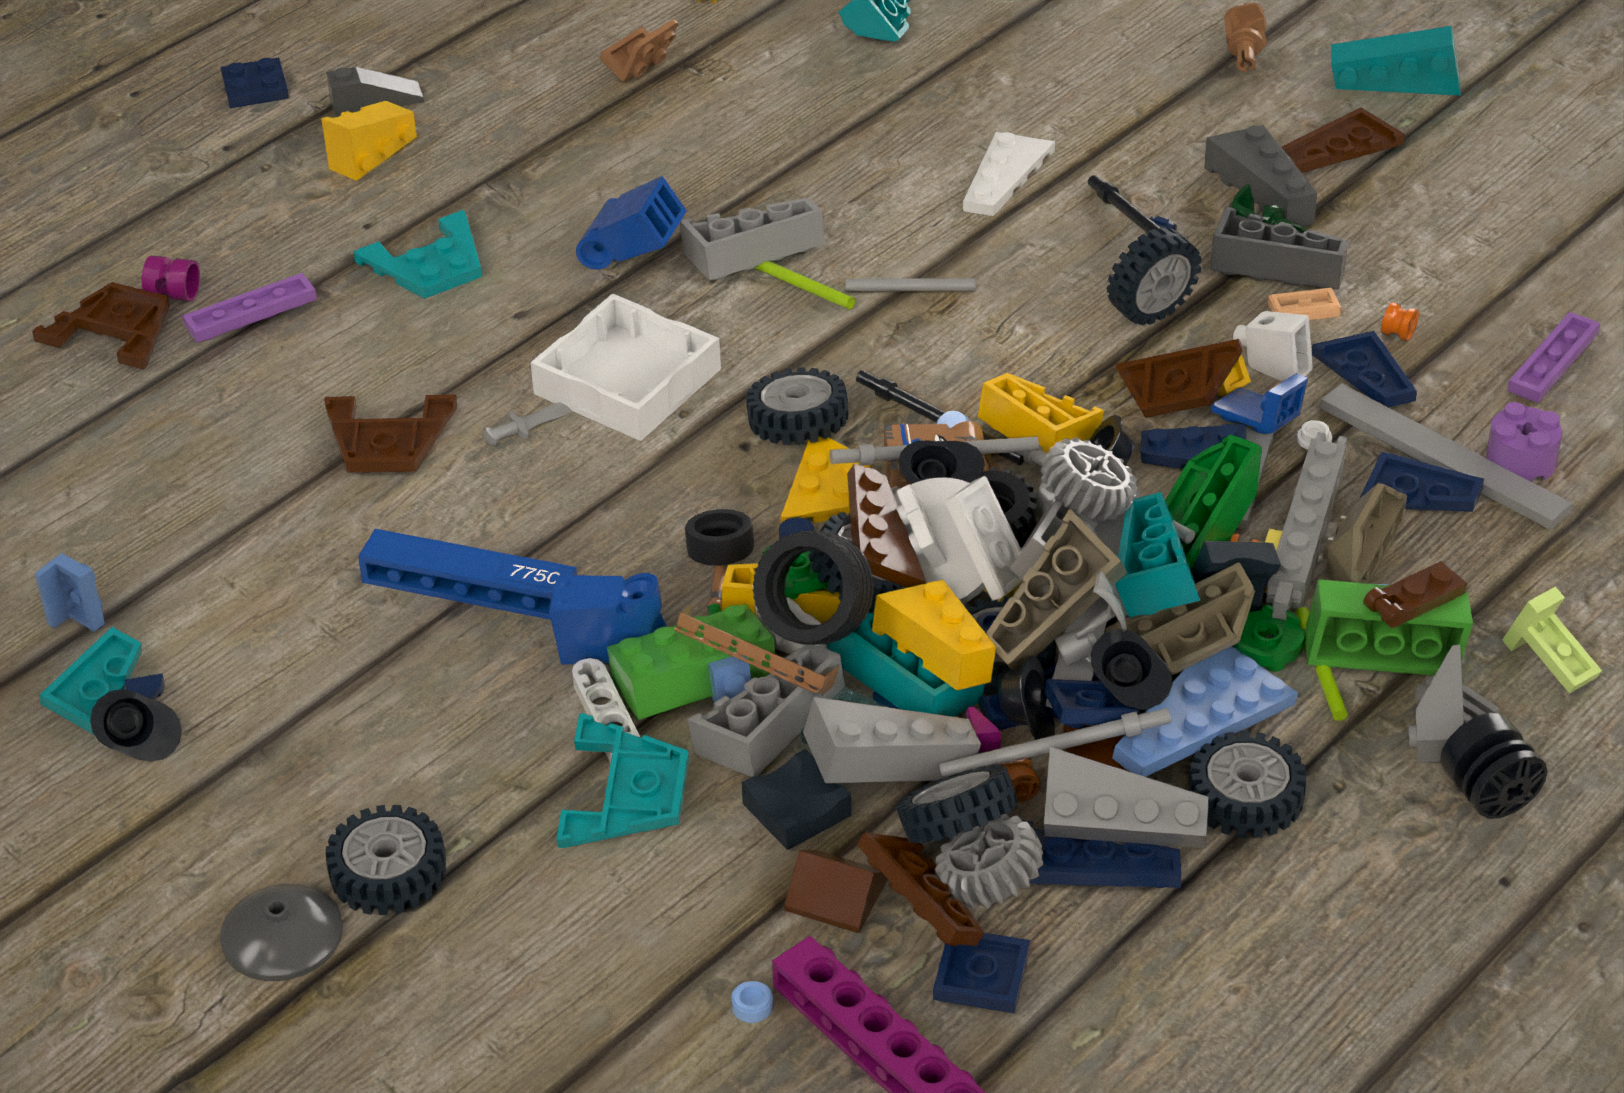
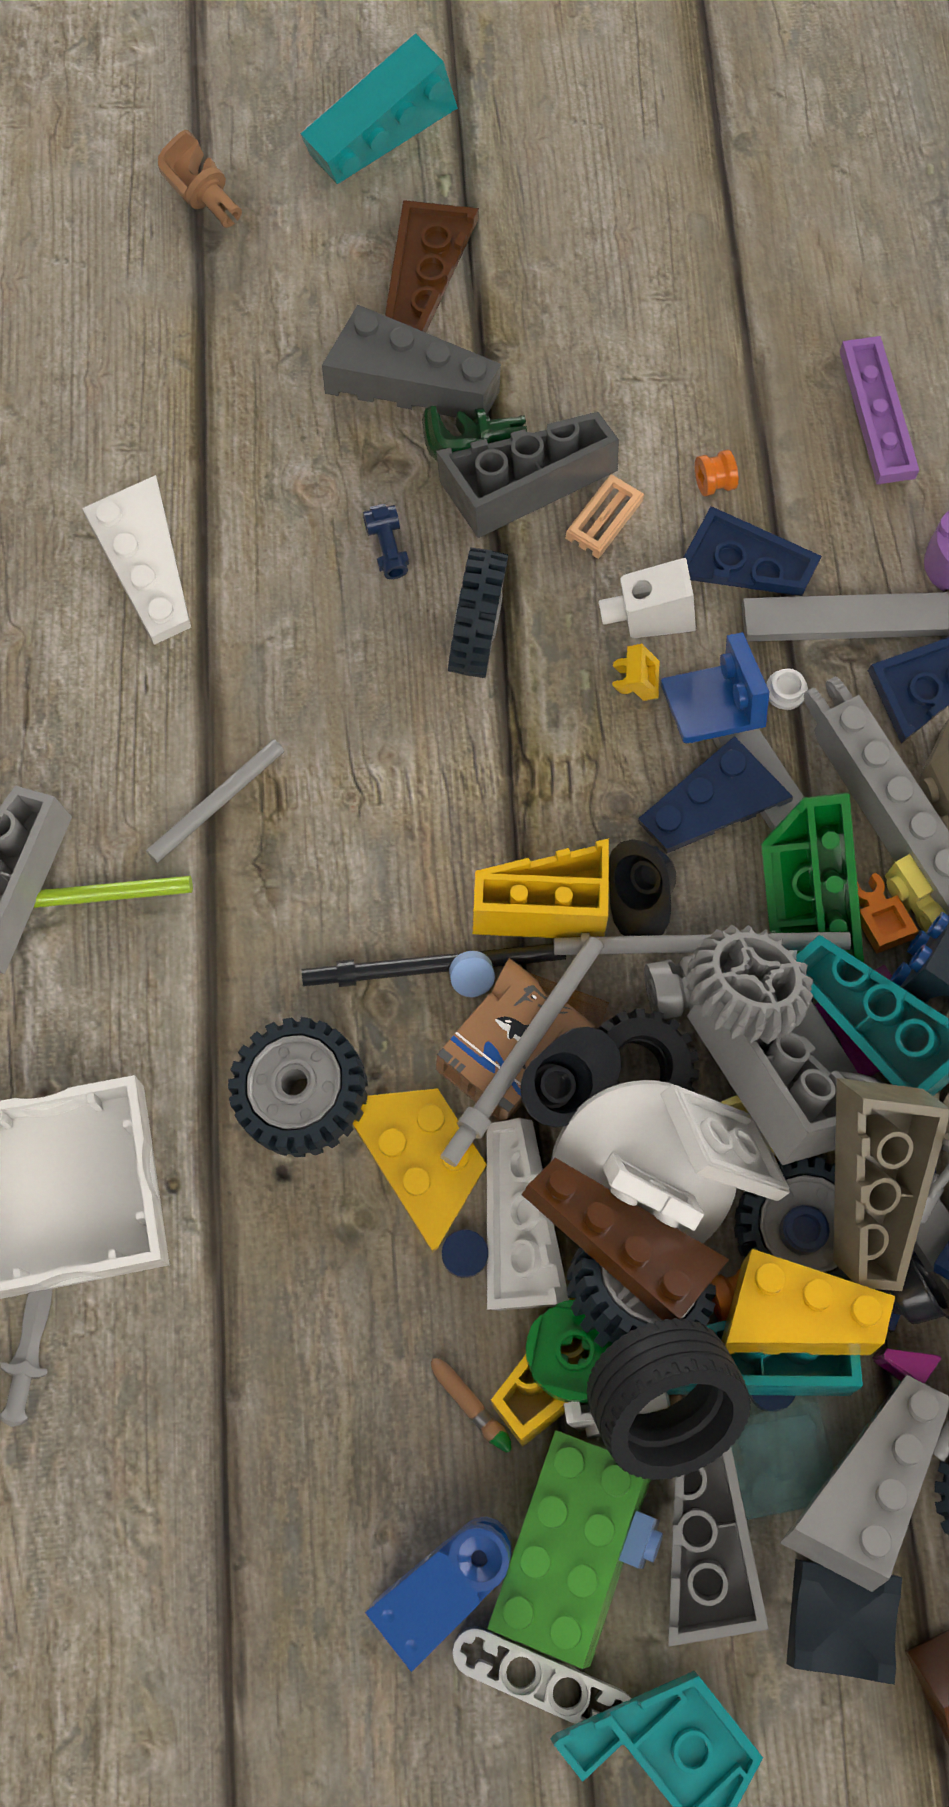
camera: 50 degrees left, 30 degrees up
(460, 573) = (210, 1648): blue brick -> none
(719, 537) = (380, 1327): black tyre -> none
(756, 653) = (674, 1521): medium nougat piece -> none
(1110, 195) = (283, 509): black bar -> none
(1180, 378) = (615, 726): reddish brown wing -> none

